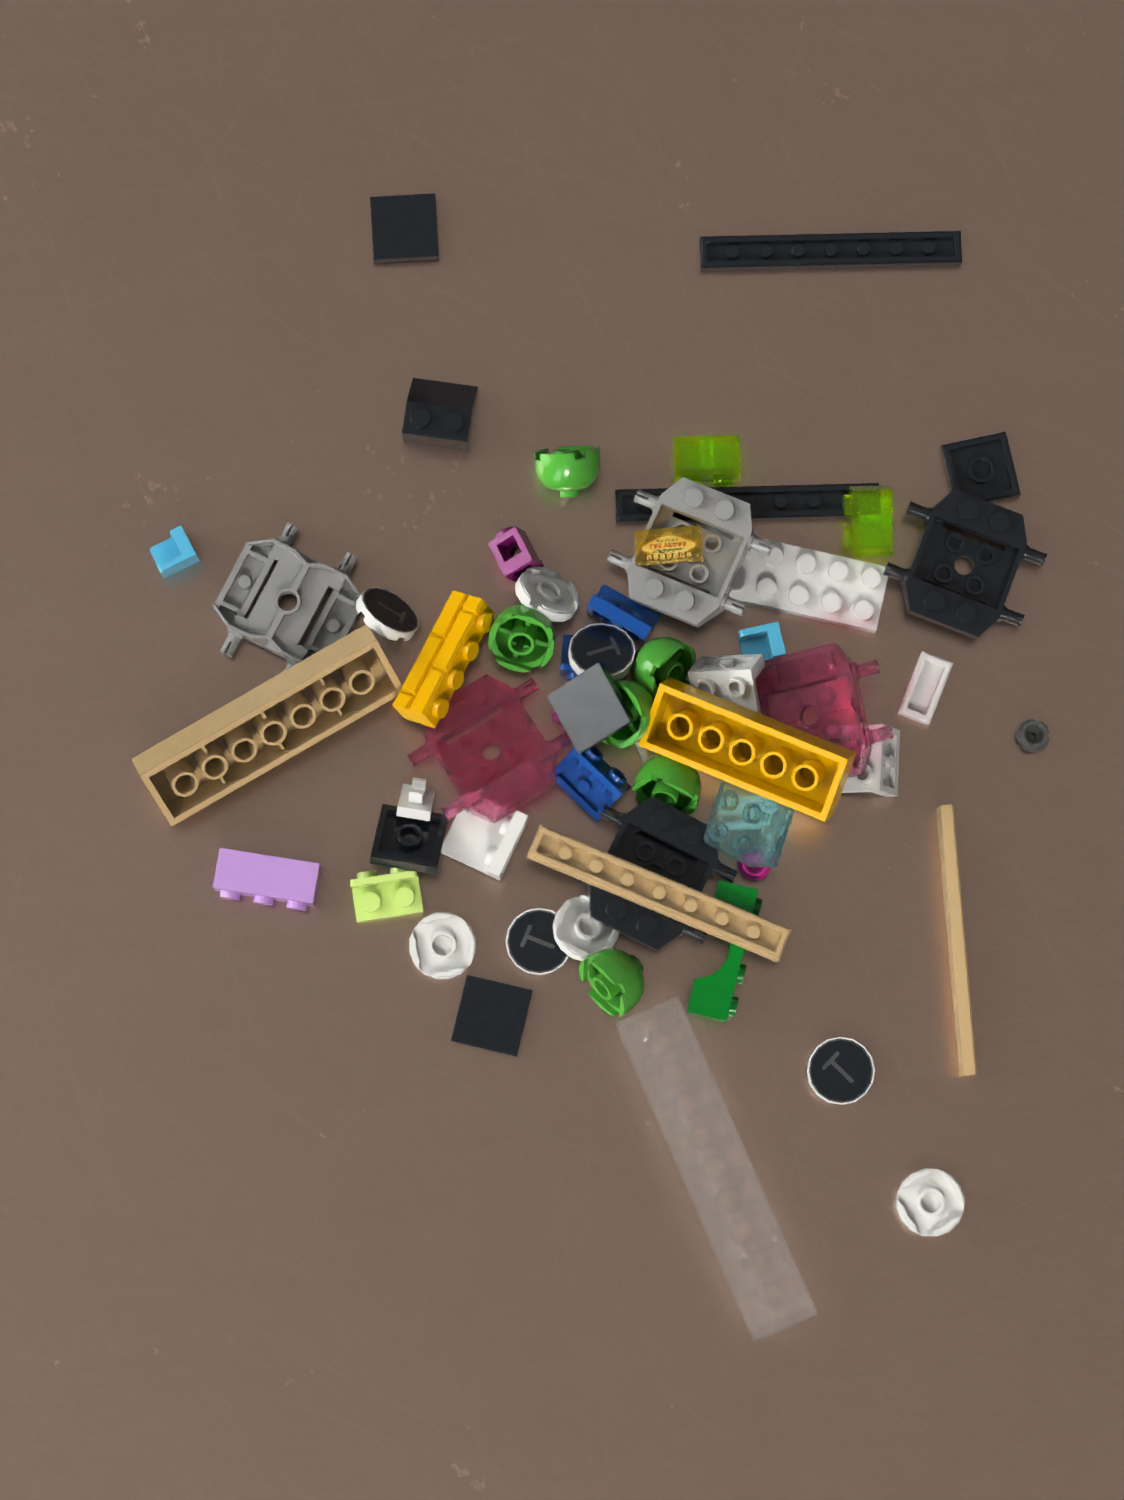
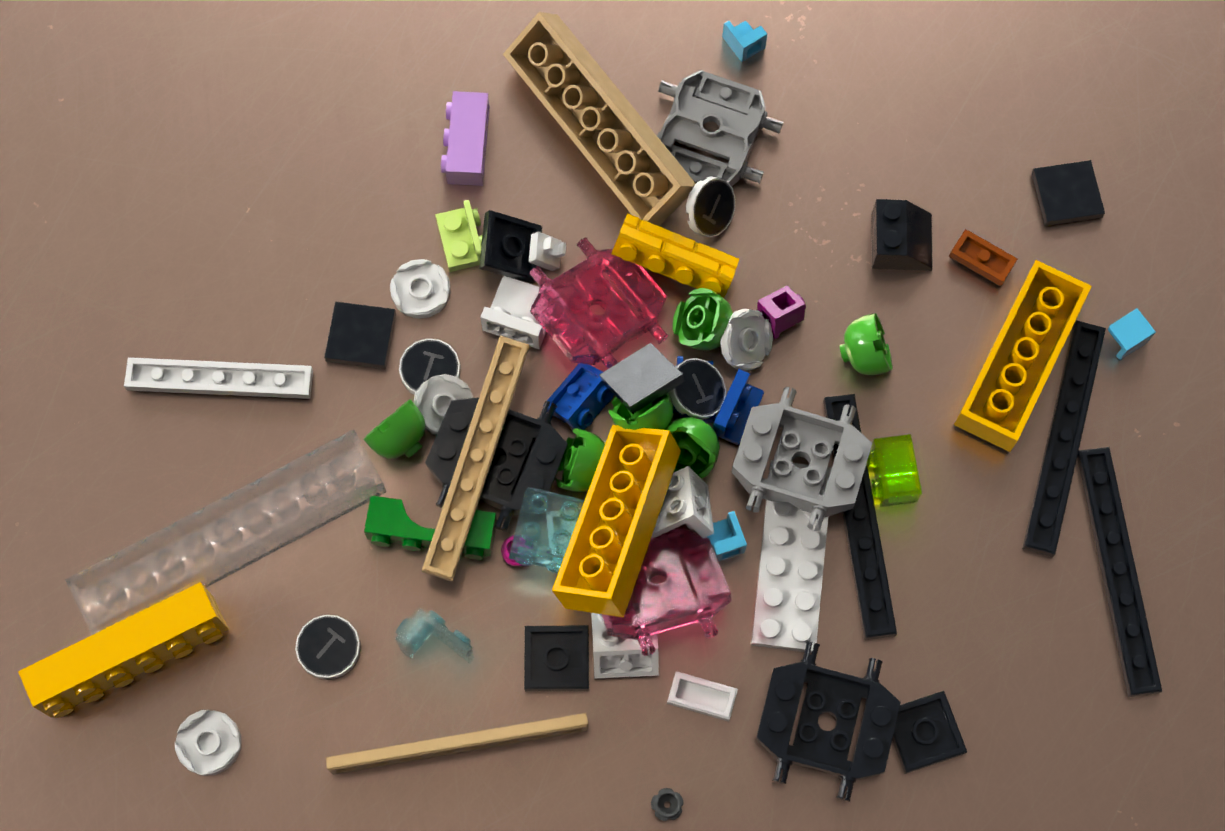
camera: 85 degrees right, 10 degrees down
(473, 330) = (983, 257): none -> dark orange plate
(528, 1175) = (218, 378): none -> white plate
(579, 191) = (1131, 332): none -> medium azure panel
(594, 306) = (1023, 356): none -> yellow brick
(668, 545) = (804, 434): clear yellow tile -> none
(682, 279) = (1064, 439): none -> black tile
(834, 1282) = (123, 651): none -> yellow brick
(841, 974) = (416, 630): none -> clear light blue bracket
(869, 521) = (856, 623): clear neon green brick -> none
(872, 833) = (556, 658): none -> black tile

